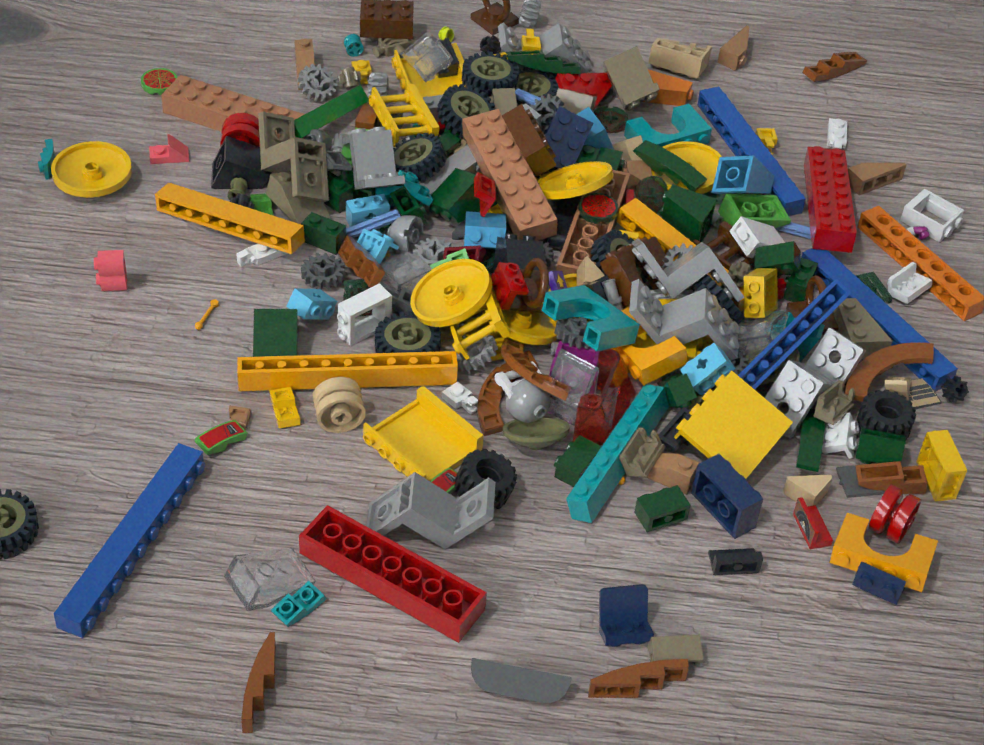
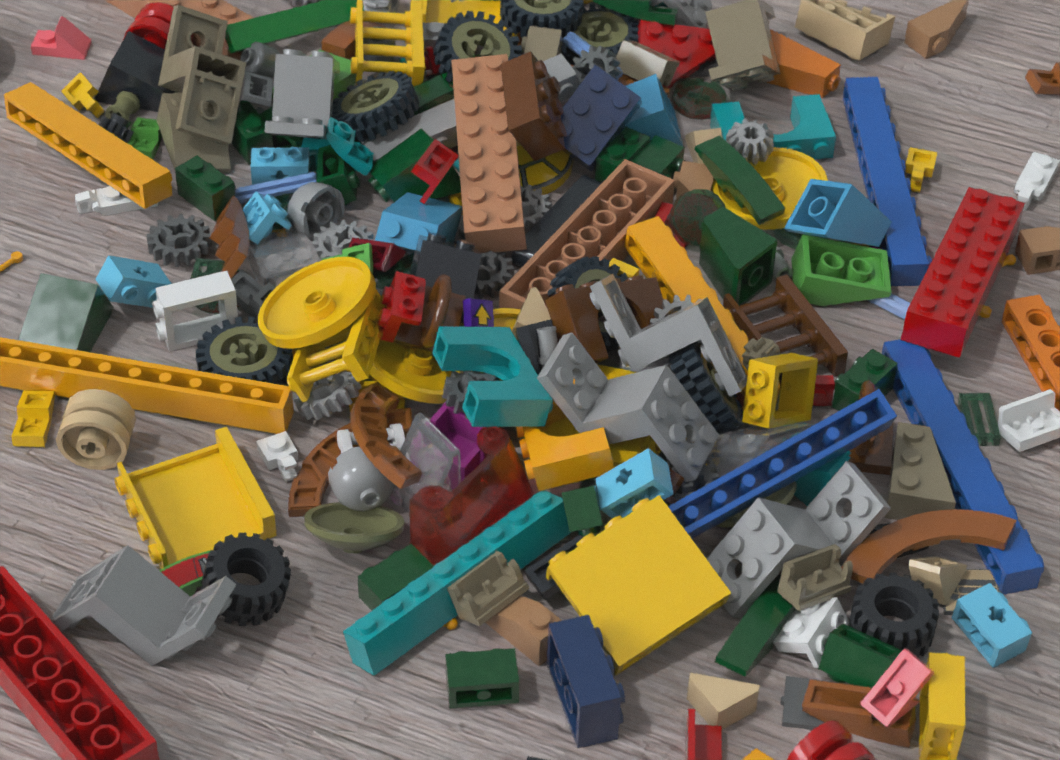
camera: 20 degrees right, 0 degrees up
(205, 184) = (81, 93): none -> yellow plate
(576, 180) = (578, 175): yellow dish -> none
(598, 208) = (598, 221): tile -> none
(666, 138) = (751, 140): none -> light grey gear
(754, 234) = (827, 308): white panel -> none
(782, 256) = (834, 344): dark green brick -> none
(916, 457) = (897, 688): none -> coral slope
(942, 409) = (992, 625): none -> medium azure brick
(954, 389) = (1028, 606): black gear -> none

